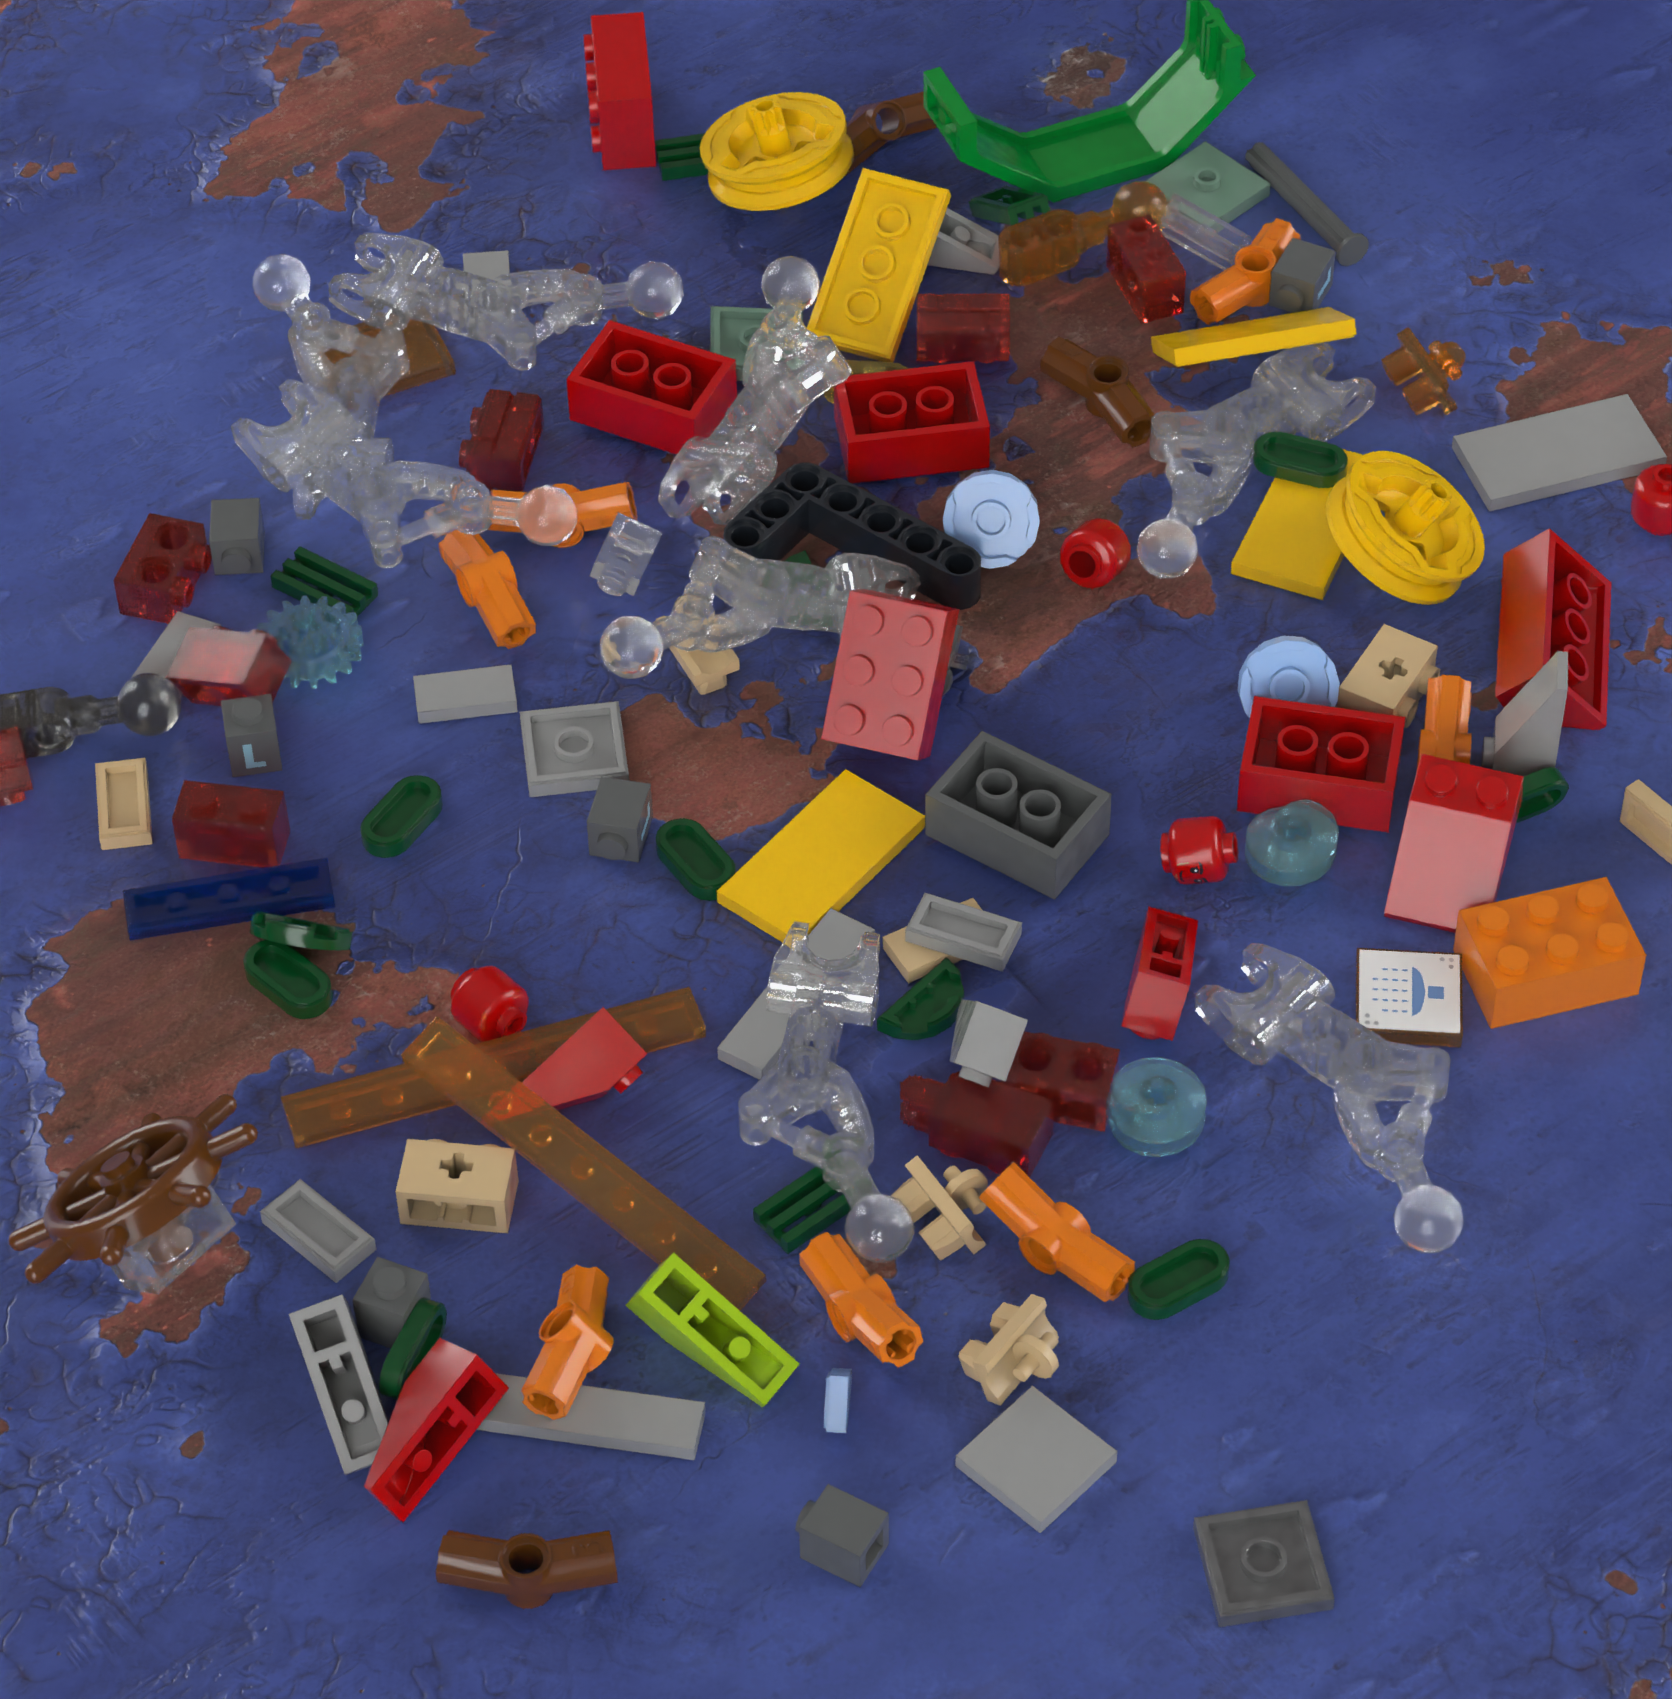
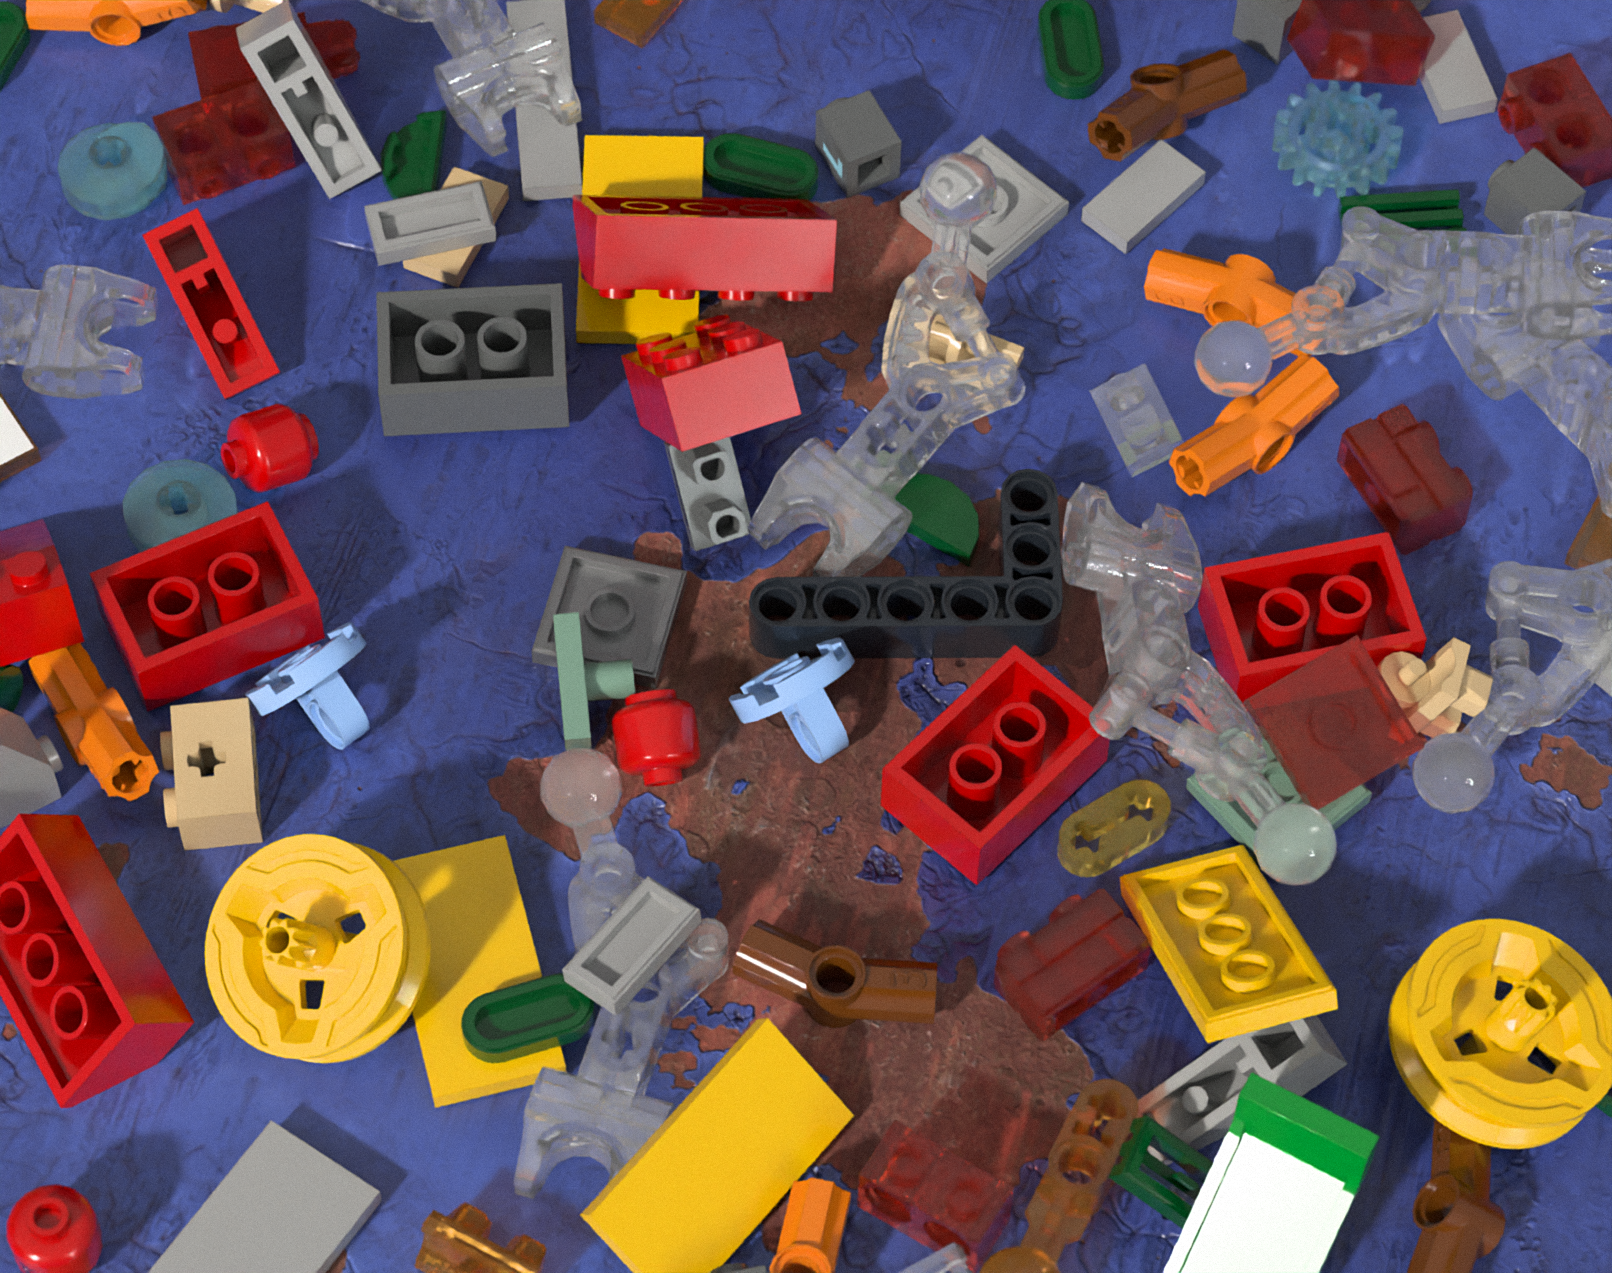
camera: 140 degrees right, 10 degrees up
(369, 719) = (1164, 100): none -> reddish brown piece
(626, 302) = (1437, 690): none -> tan hips
(705, 319) = (1333, 724): none -> clear red tile
(794, 796) = (704, 246): none -> slope
(1057, 651) = (622, 608): none -> flat silver tile
(1119, 598) = (584, 681): none -> sand green tile
(1215, 432) = (632, 945): none -> light grey tile

